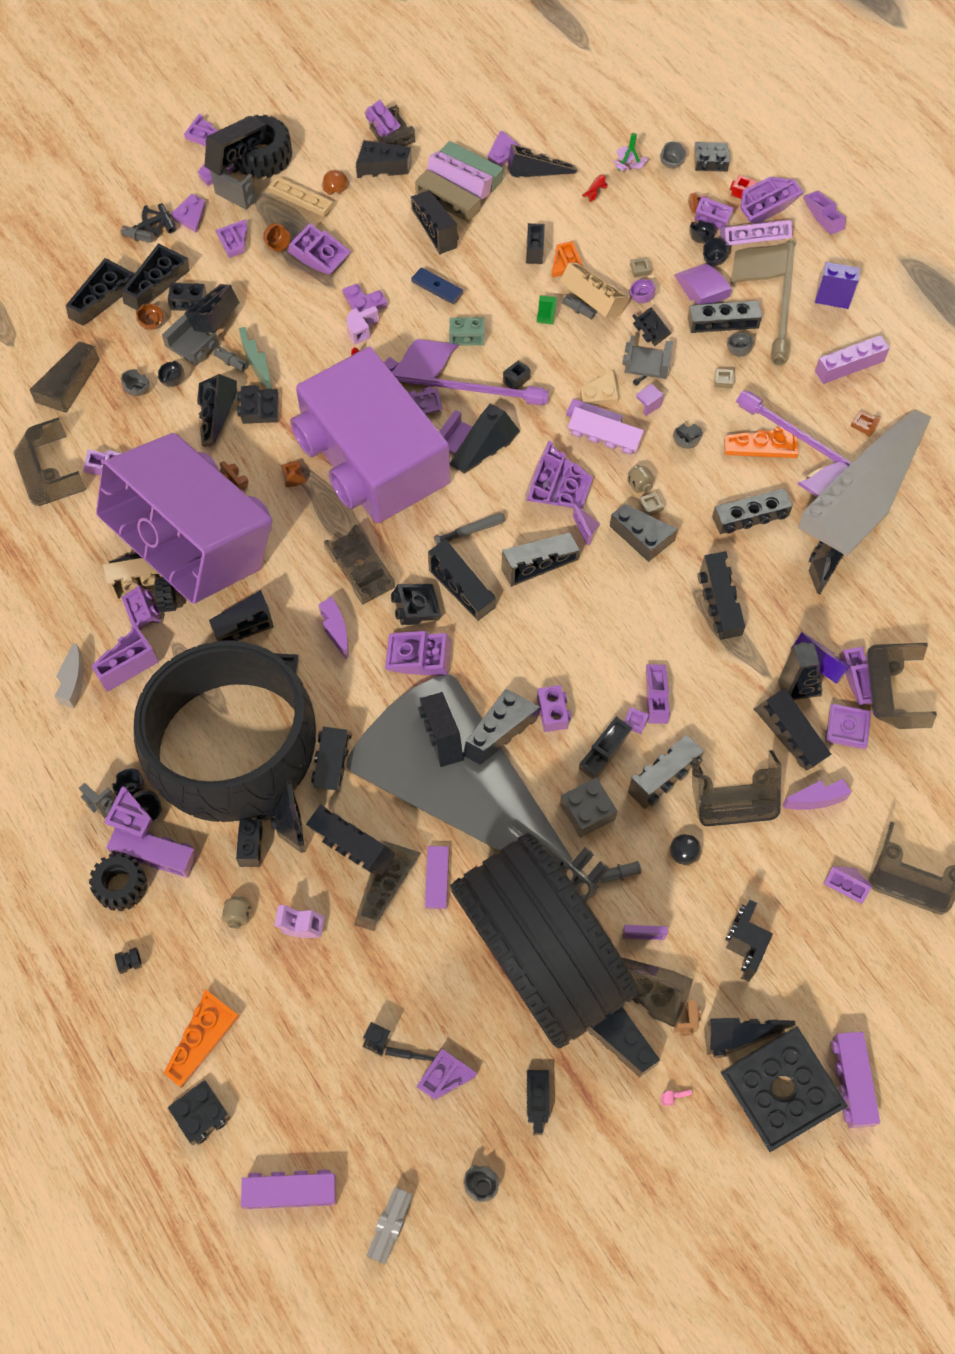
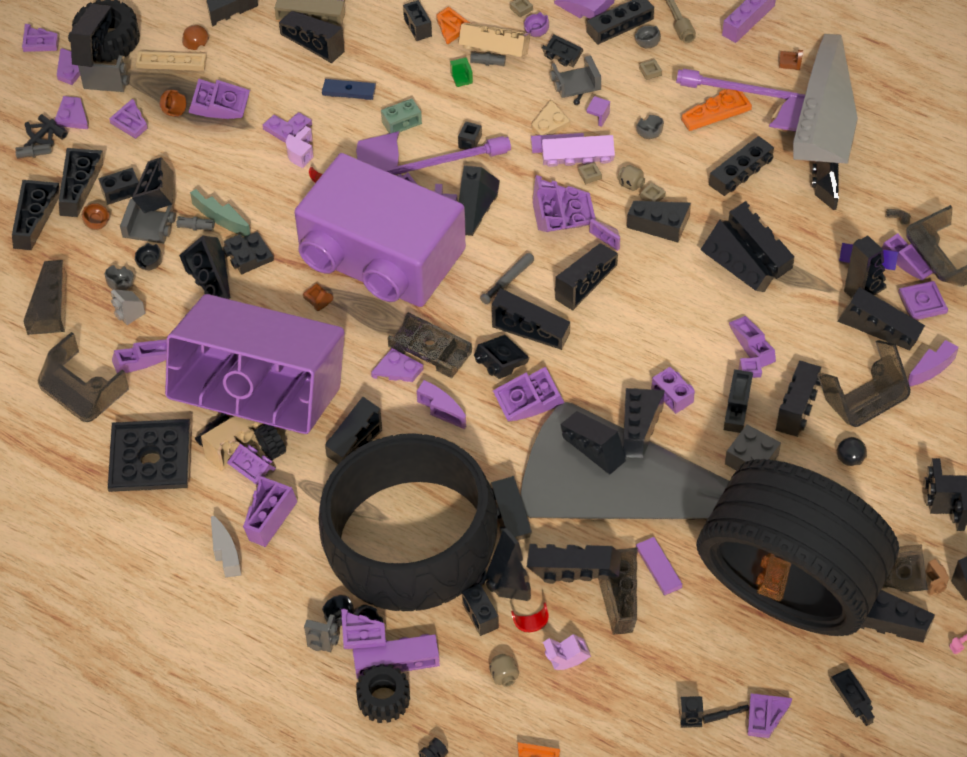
camera: 25 degrees left, 10 degrees down
(53, 542) = (139, 438): none -> black piece
(124, 411) = (127, 306): none -> light grey slope
(287, 875) = (533, 622): none -> red helmet
(321, 572) = (397, 367): none -> medium lavender wing
(605, 458) = (589, 173): none -> dark tan plate
(689, 603) = (733, 254): none -> black wedge
(879, 626) = (898, 213): none -> clear smoke arm

